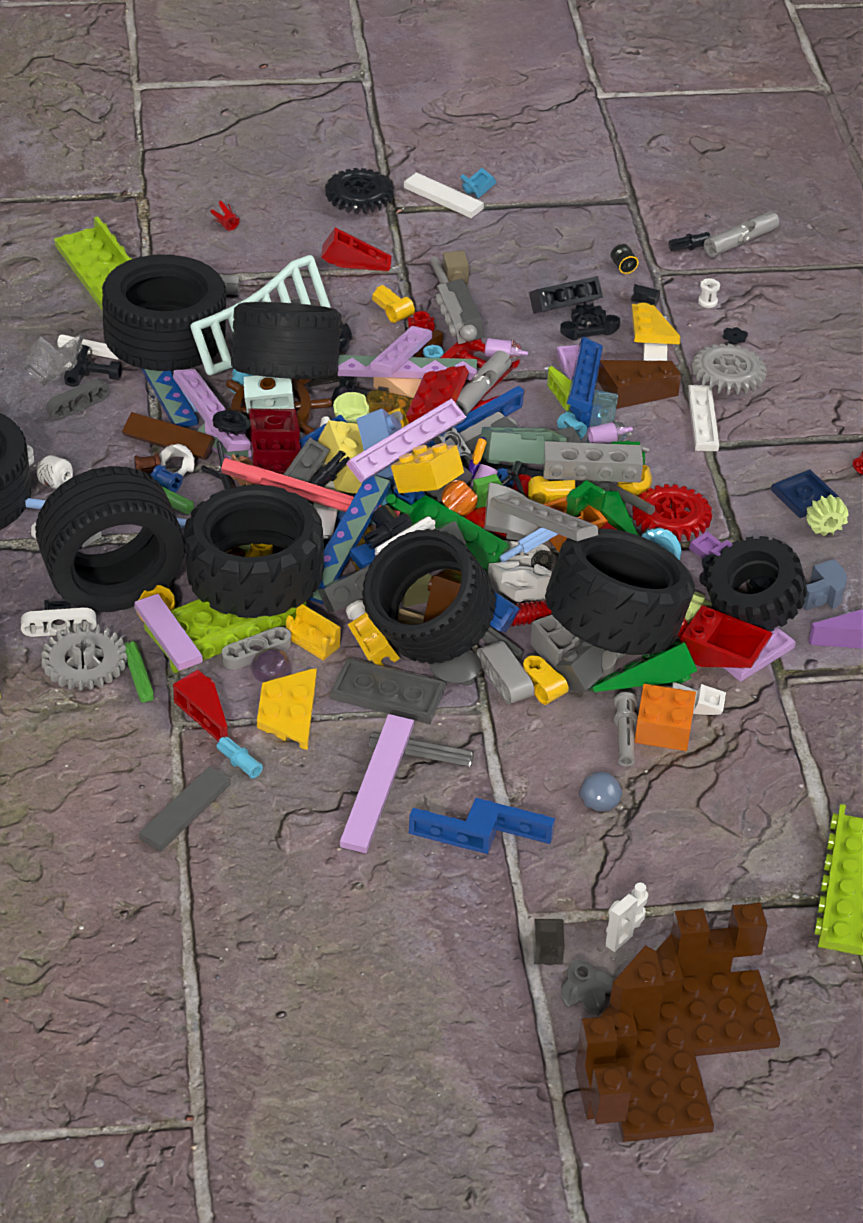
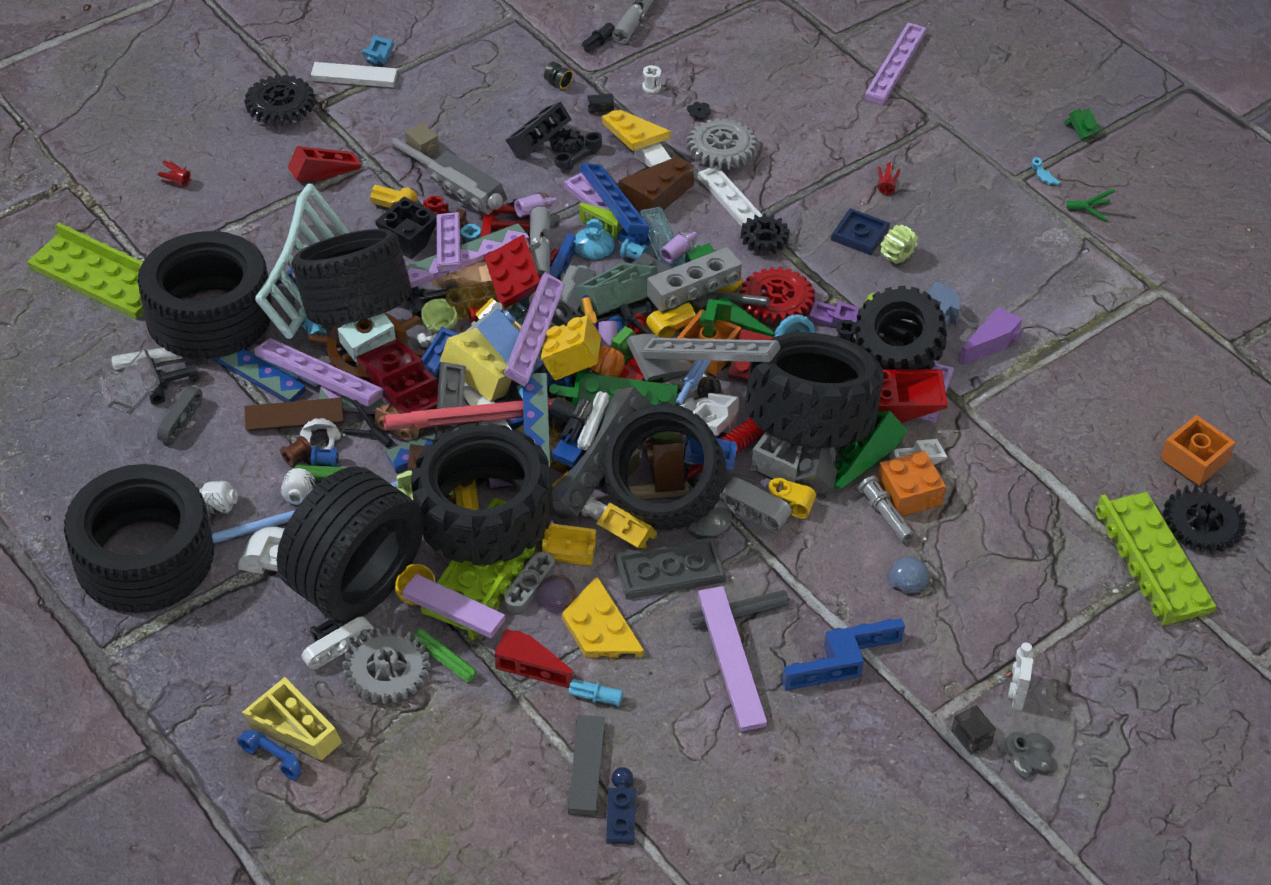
camera: 30 degrees left, 5 degrees up
(183, 855) = (621, 808): none -> dark blue plate
(223, 419) = (362, 377): black gear -> none
(329, 471) = (482, 385): black pin -> none
(381, 326) = (411, 223): none -> black slope
(543, 404) = (594, 242): none -> medium azure hair
(665, 1010) = (1113, 739): reddish brown brick -> none
(706, 458) = (765, 234): none -> black gear

